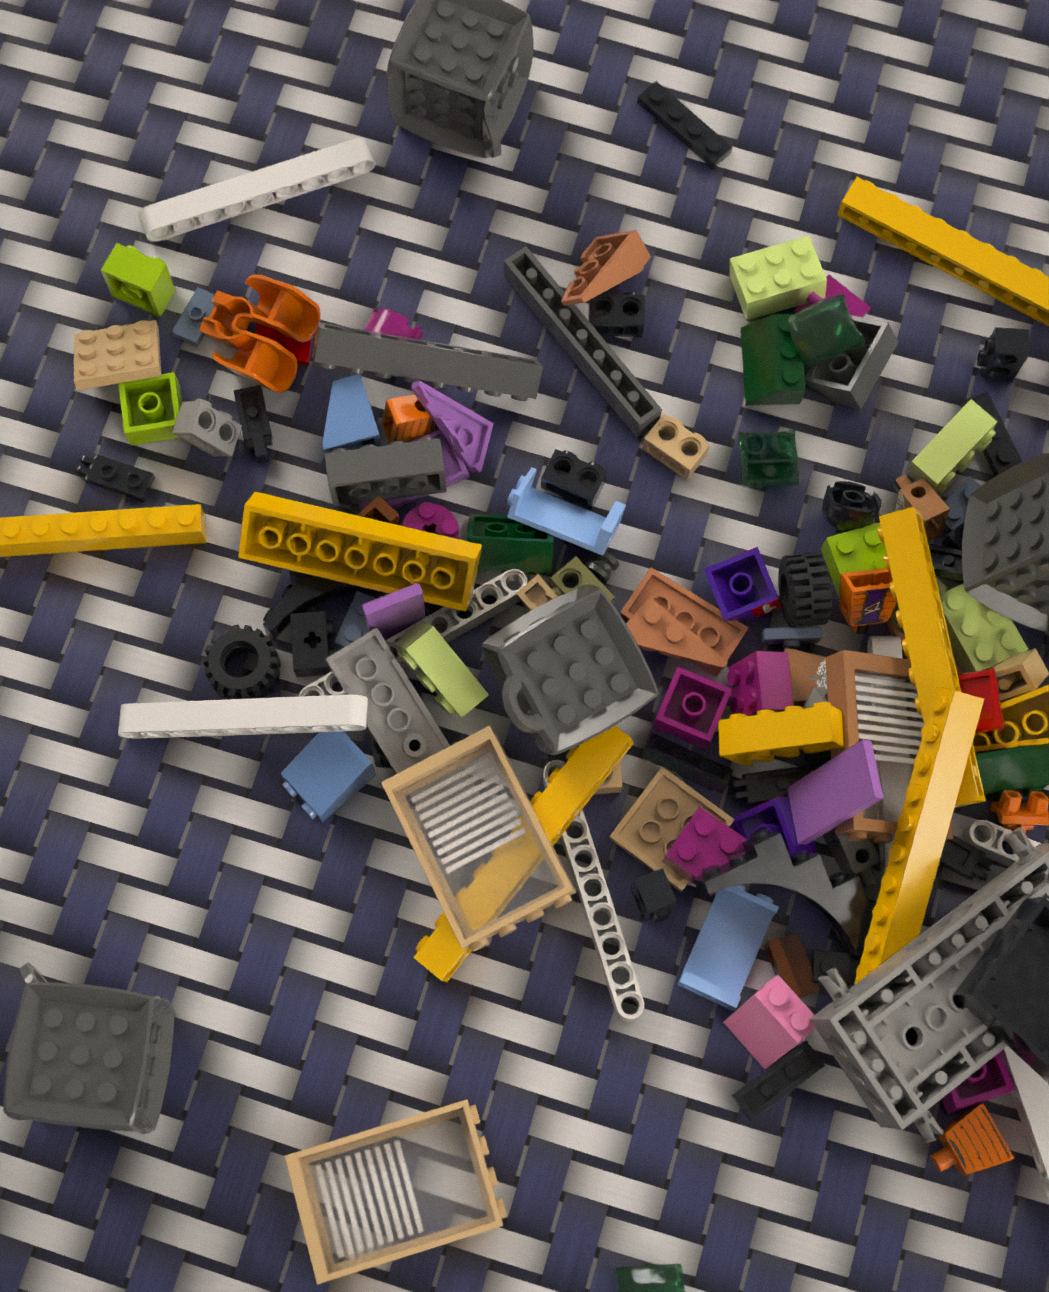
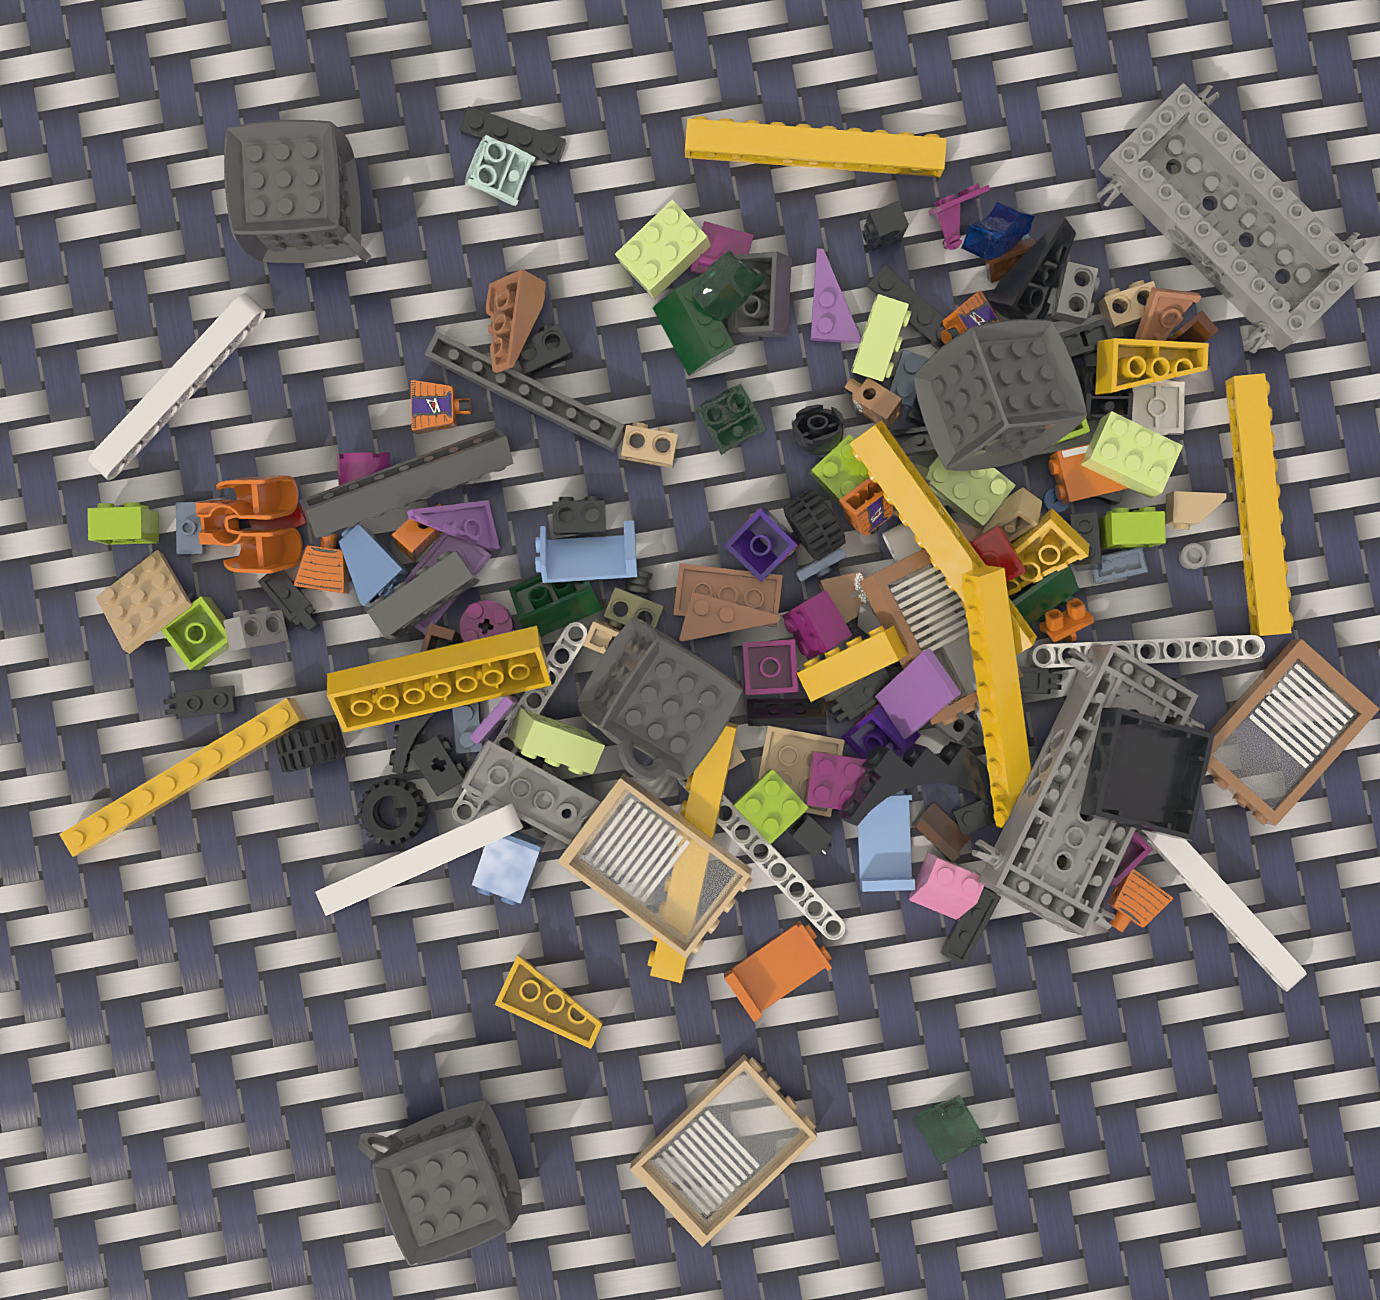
camera: 30 degrees left, 15 degrees up
(197, 560) = (310, 746): none -> black tyre
(288, 931) = (543, 1002): none -> yellow wedge
(302, 408) = (324, 568): none -> orange torso
(488, 317) = (435, 407): none -> torso
(550, 1025) = (777, 969): none -> orange panel
(626, 842) = (770, 805): none -> lime brick
(658, 144) = (499, 169): none -> light aqua slope
(913, 411) = (830, 312): none -> medium lavender wing

